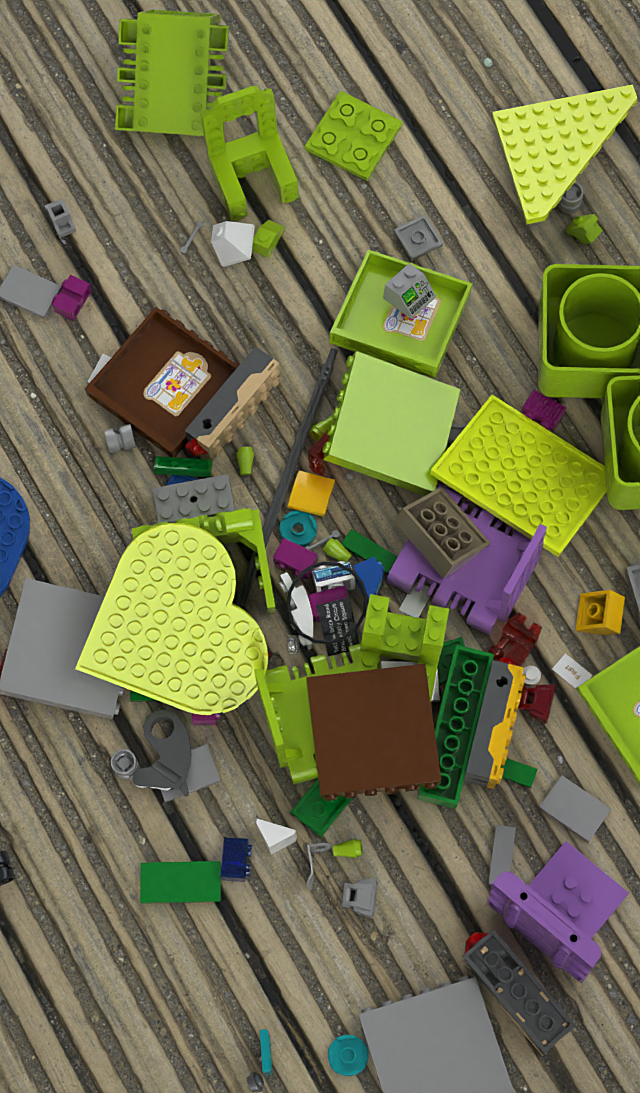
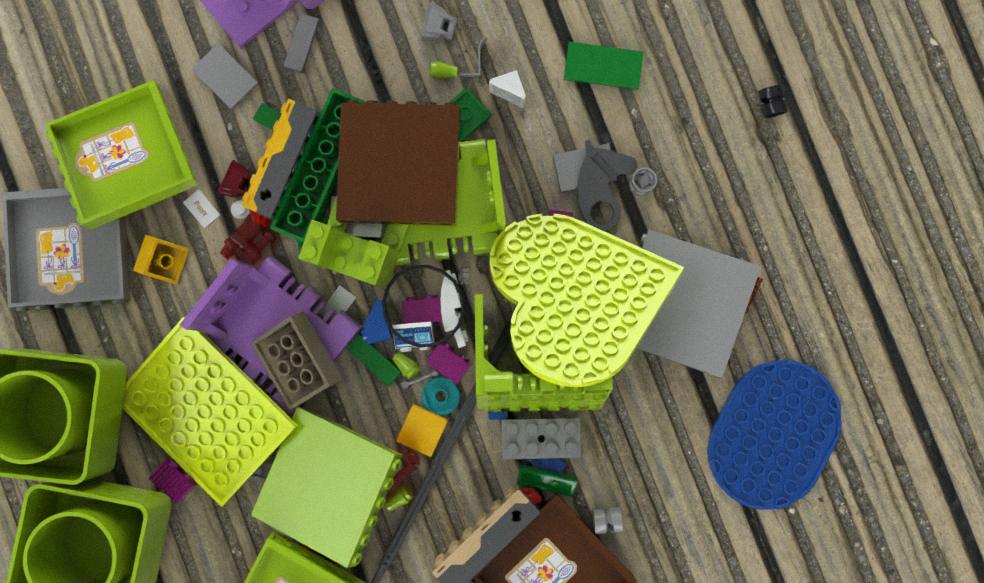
camera: 175 degrees left, 15 degrees up
(234, 859) = (549, 77): clear blue brick -> none
(245, 459) = (483, 477): lime cone -> none
(336, 621) = (417, 287): black sticker -> none

